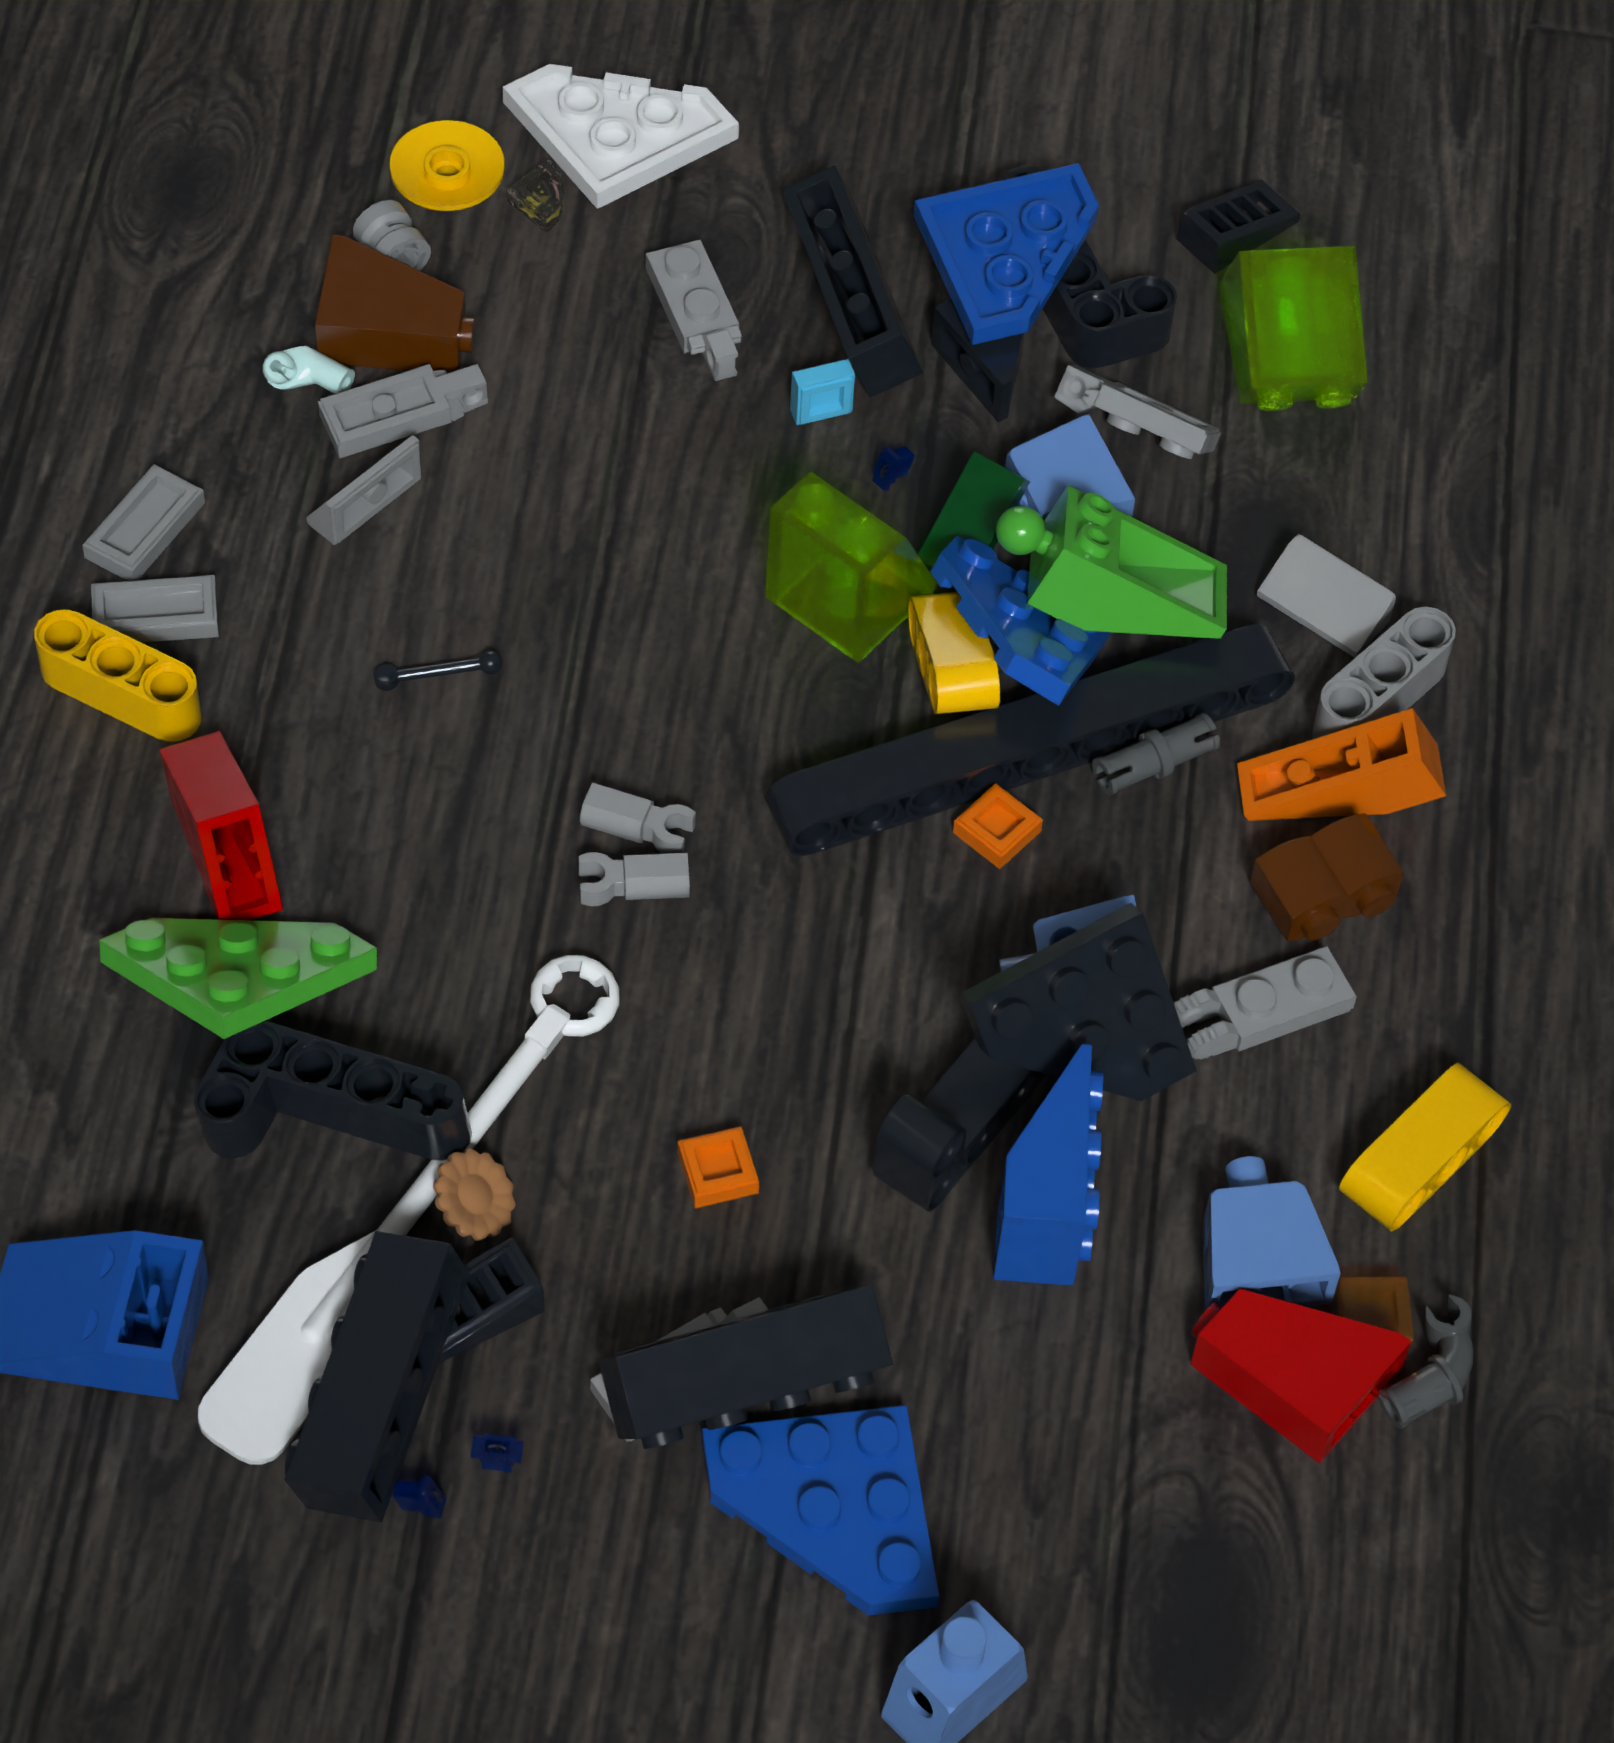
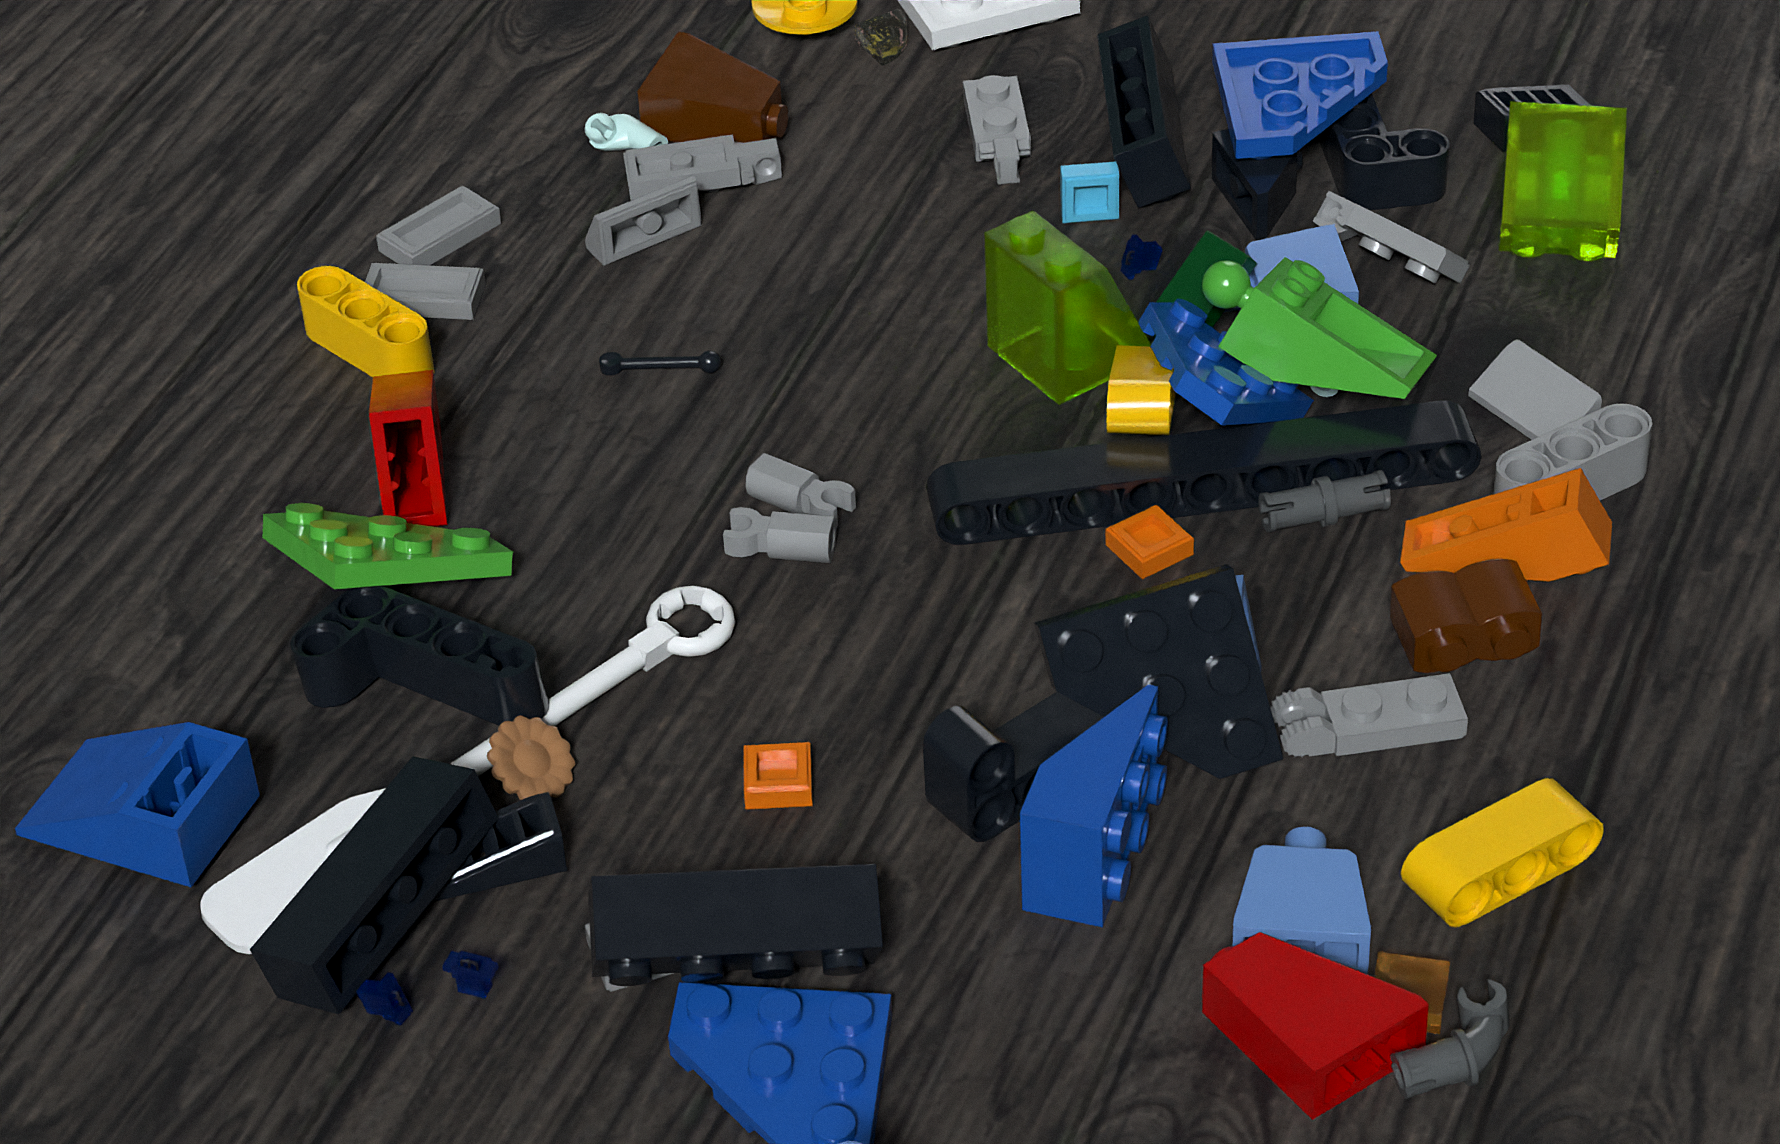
camera: 20 degrees right, 15 degrees down
(399, 241) = (738, 38): light grey wheel -> none

